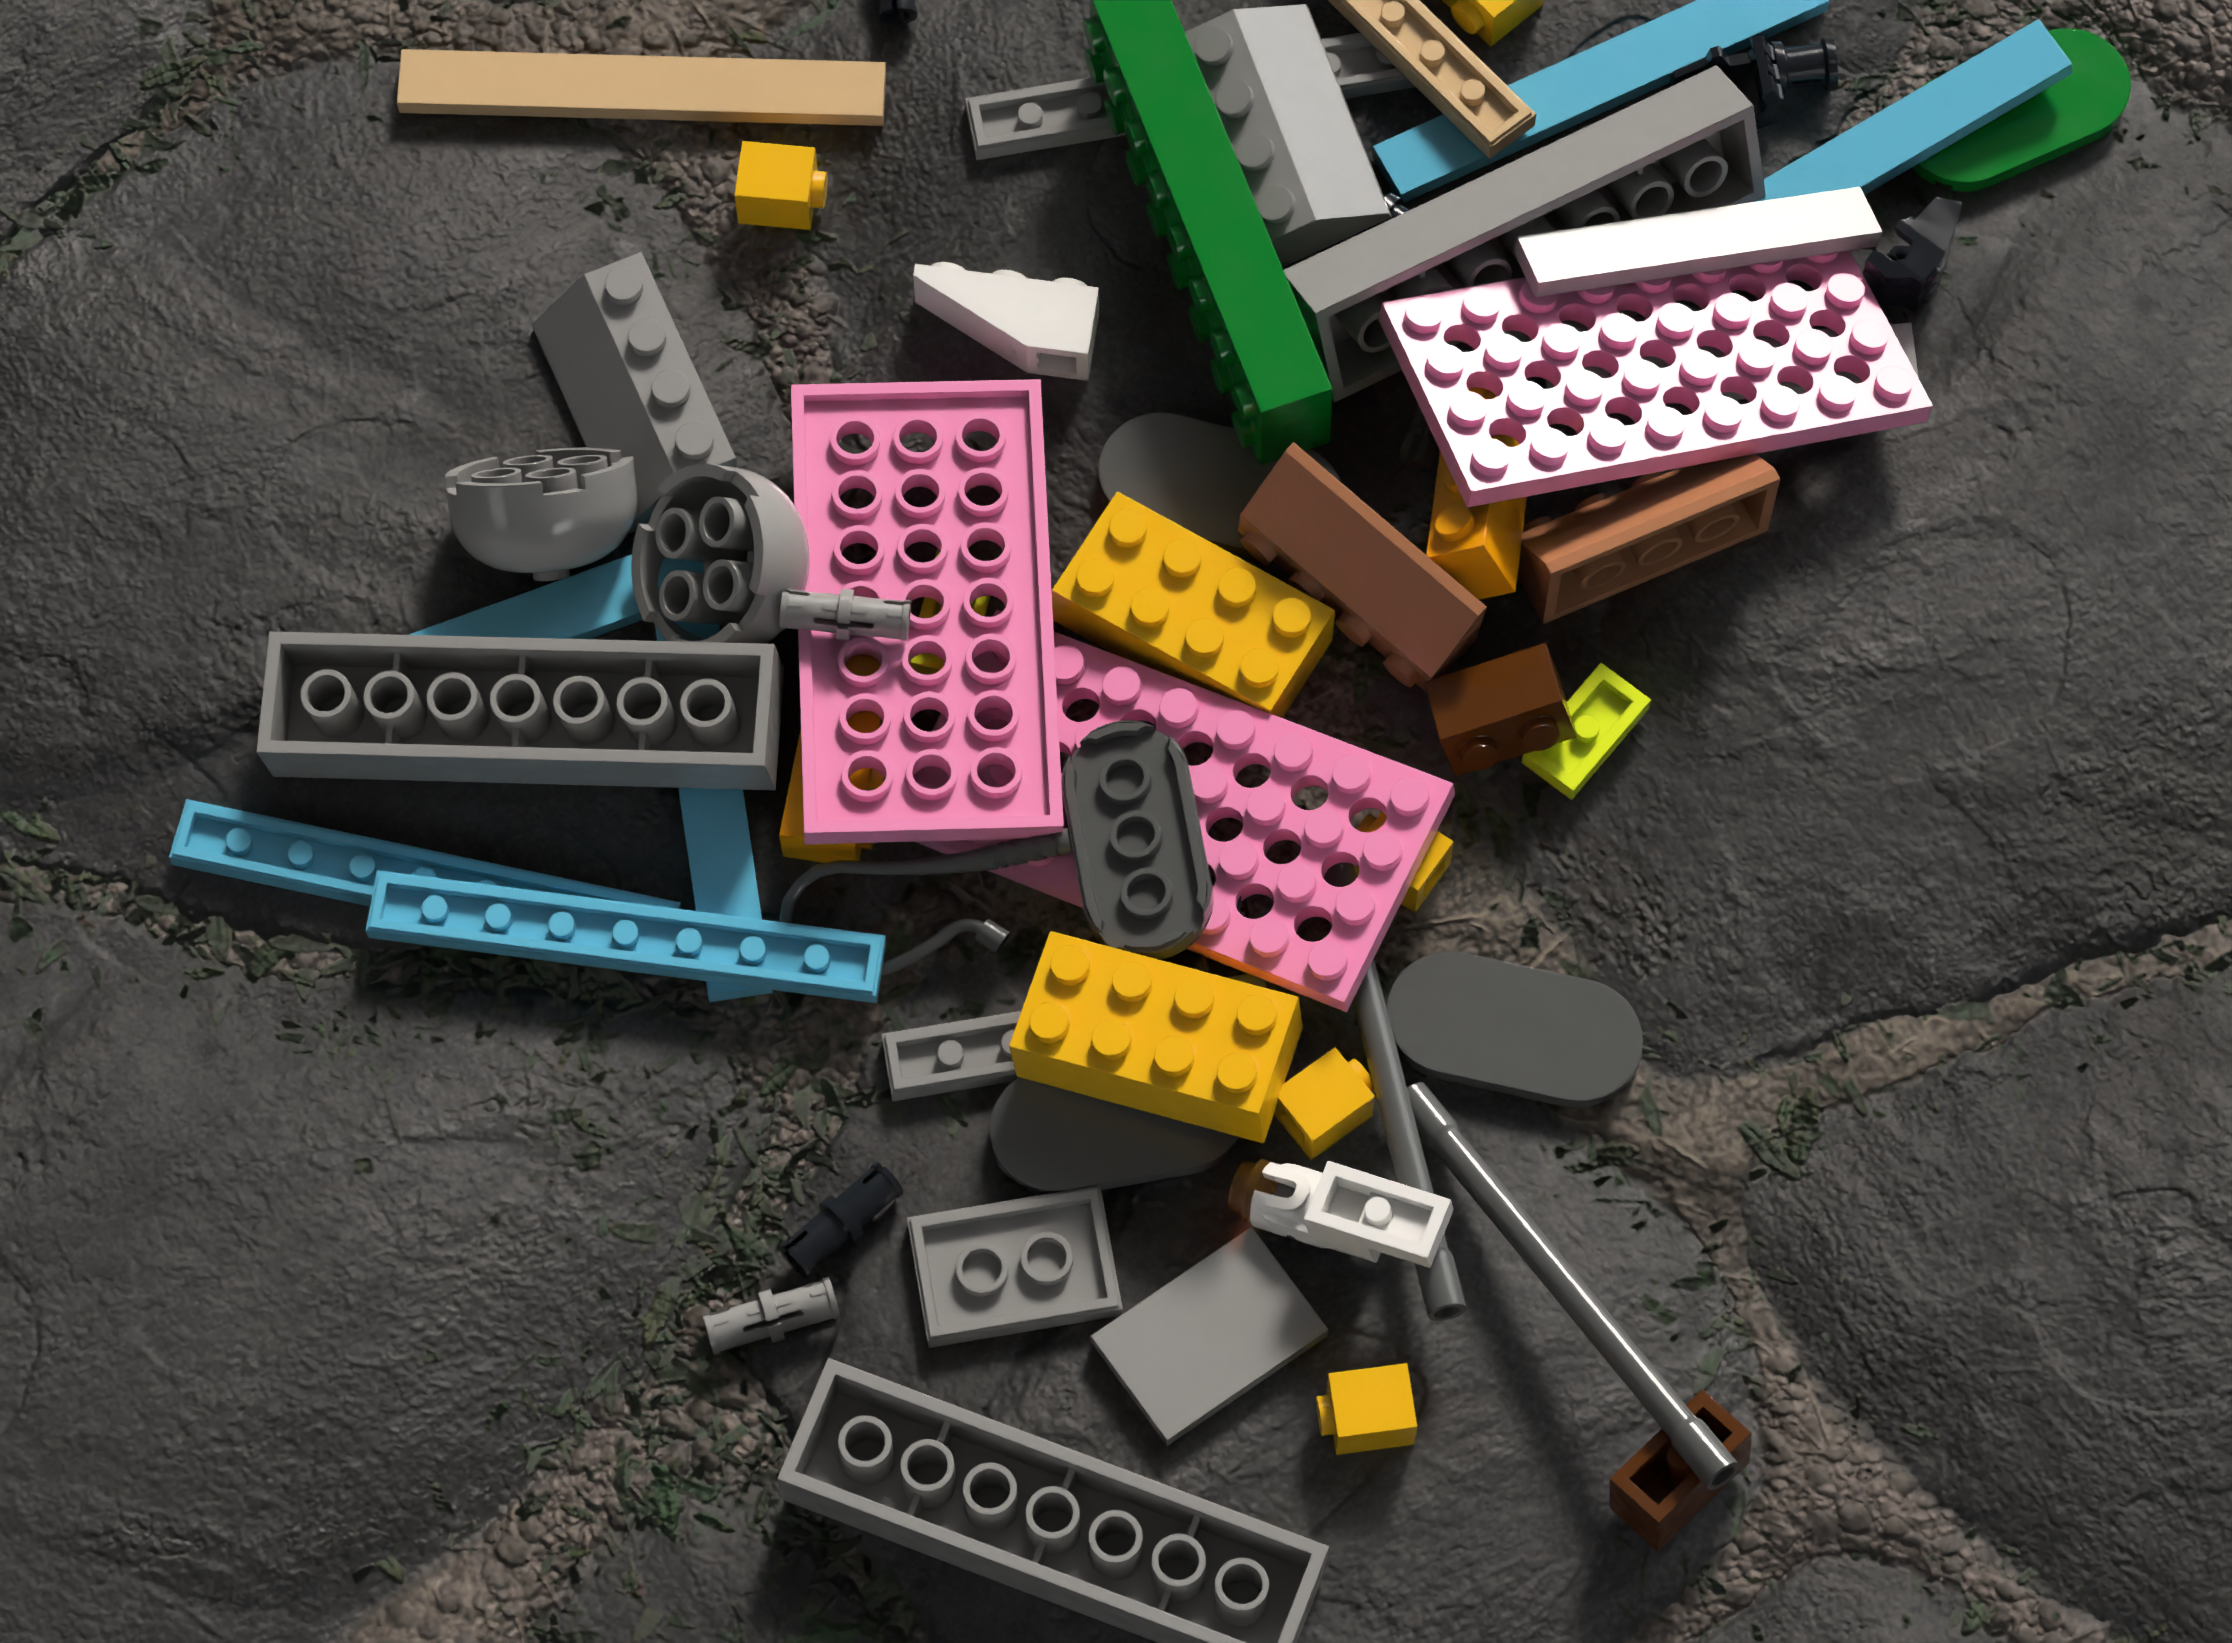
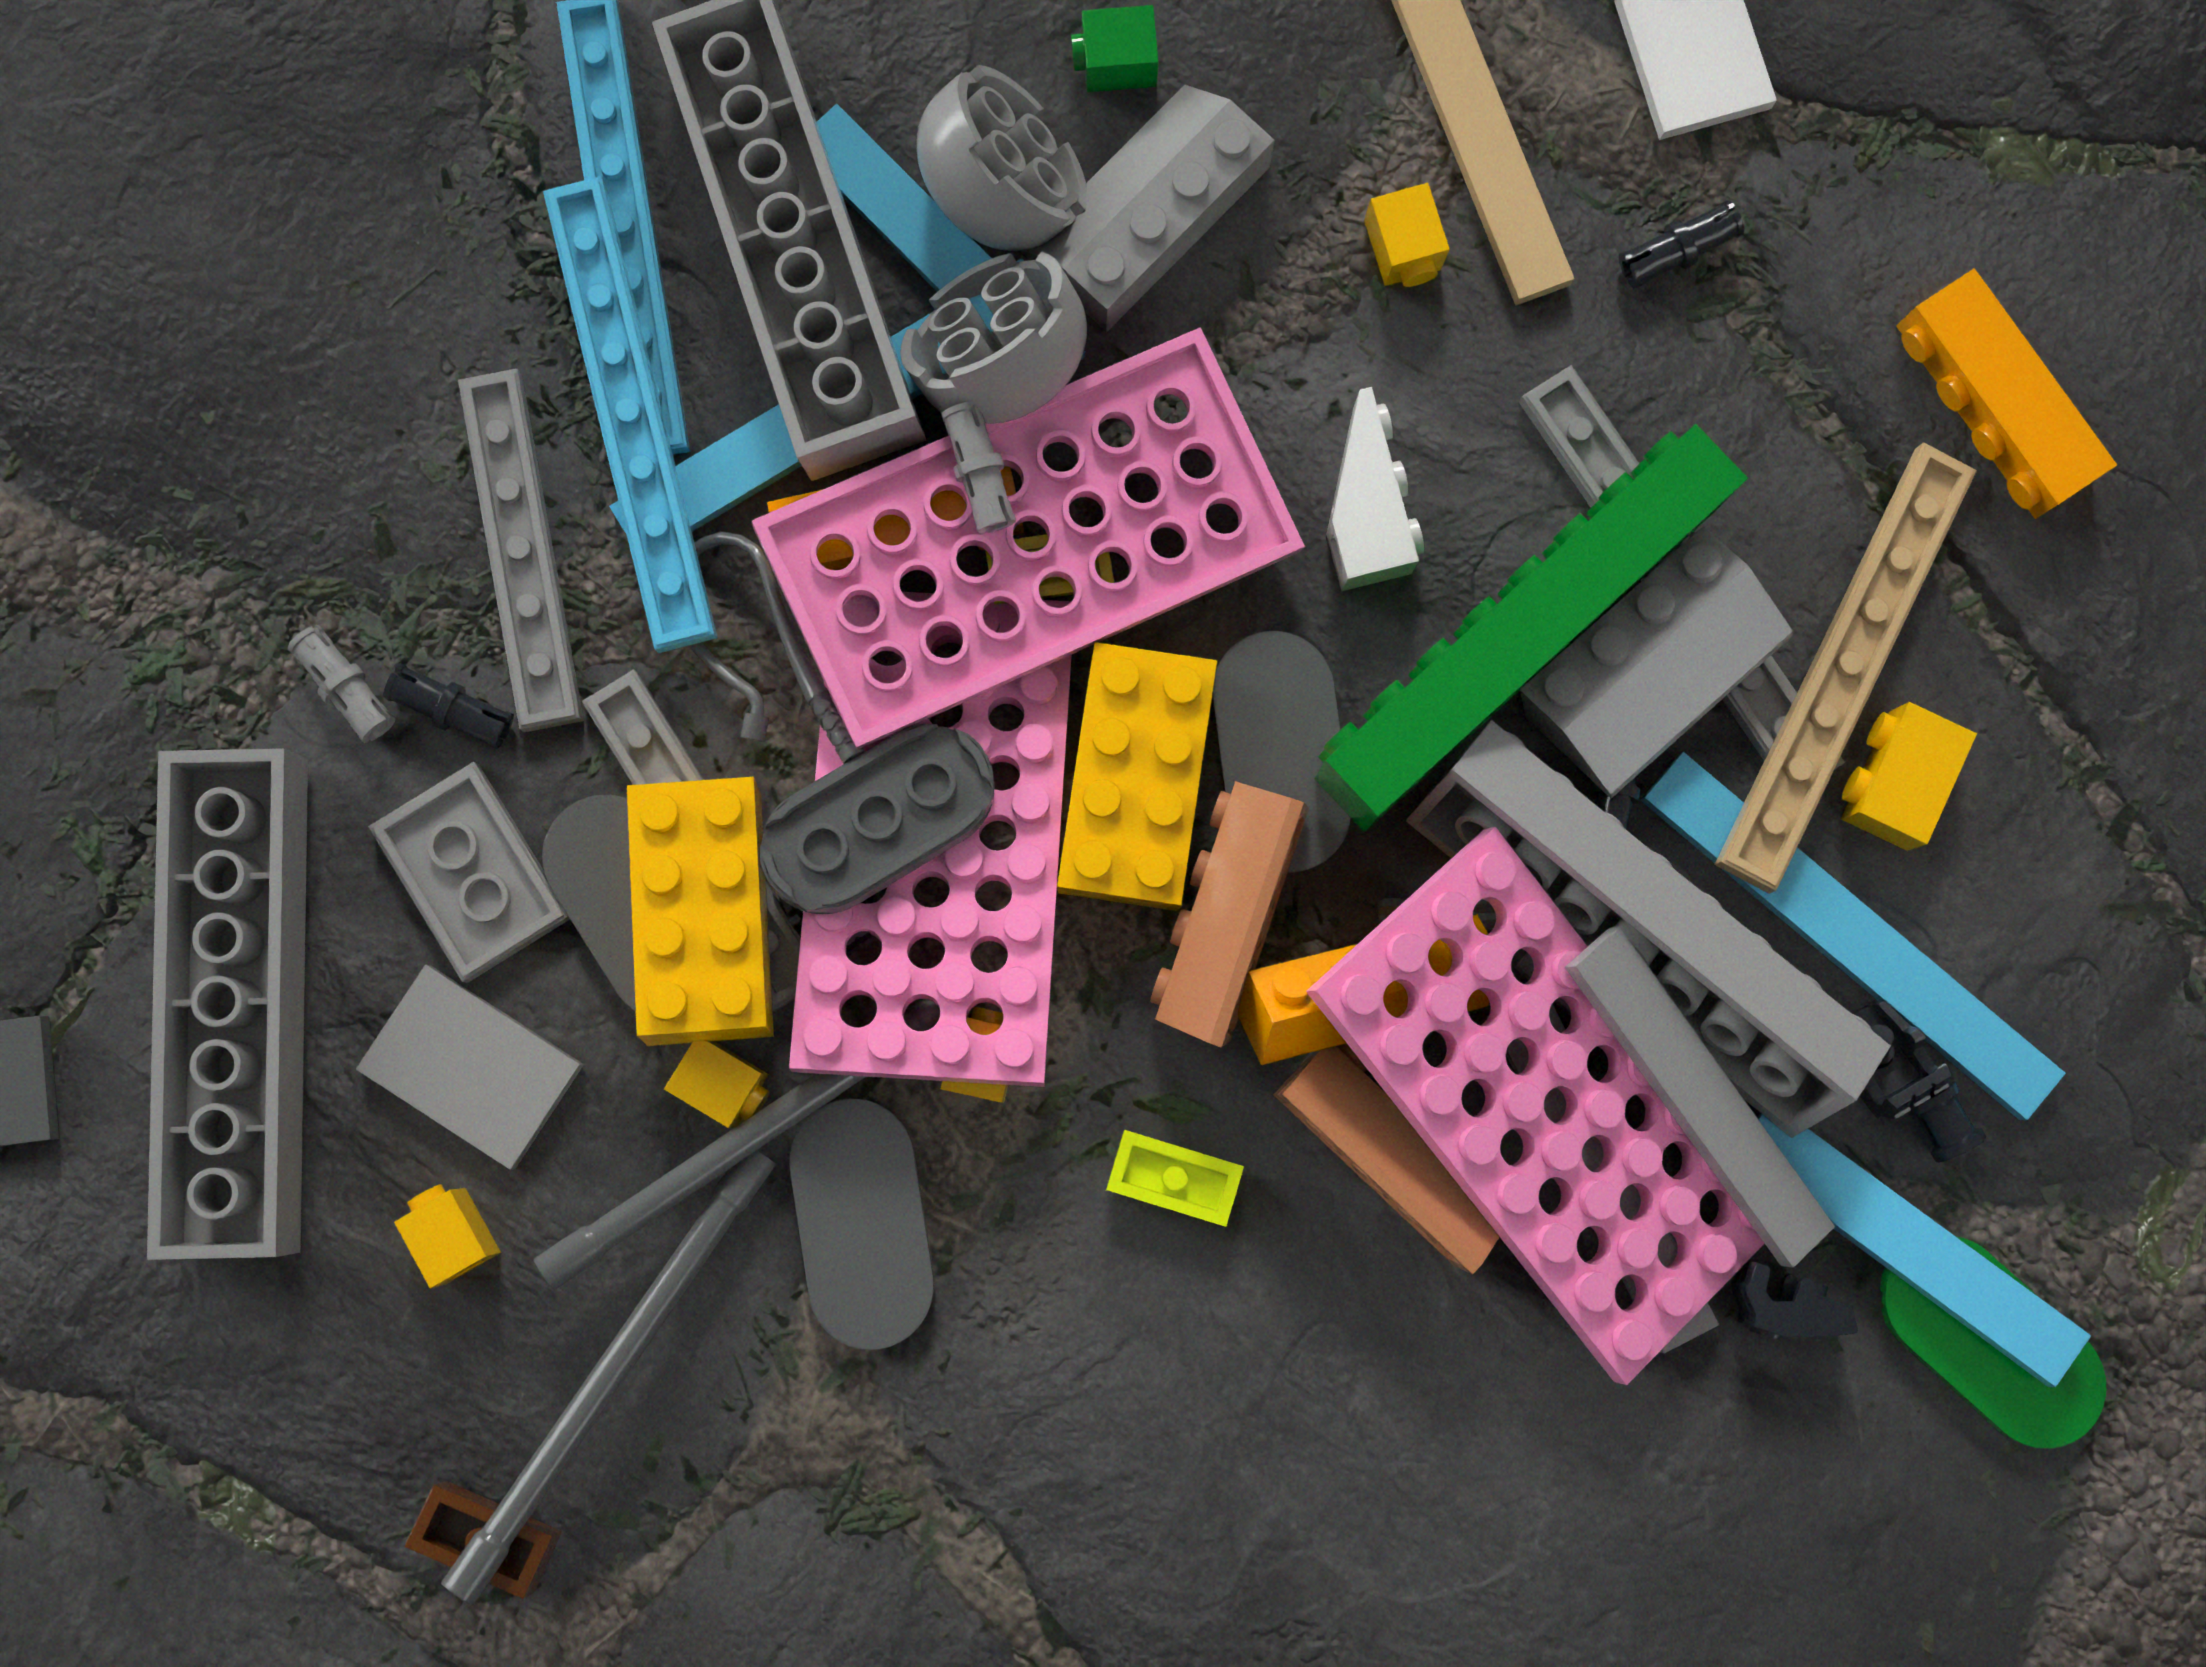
camera: 65 degrees right, 15 degrees up
(473, 363) = (1117, 48): none -> green brick
(710, 1100) = (520, 550): none -> light grey tile
(1341, 1210) = (603, 1142): white plate -> none
(1500, 709) = (1151, 1095): reddish brown brick -> none

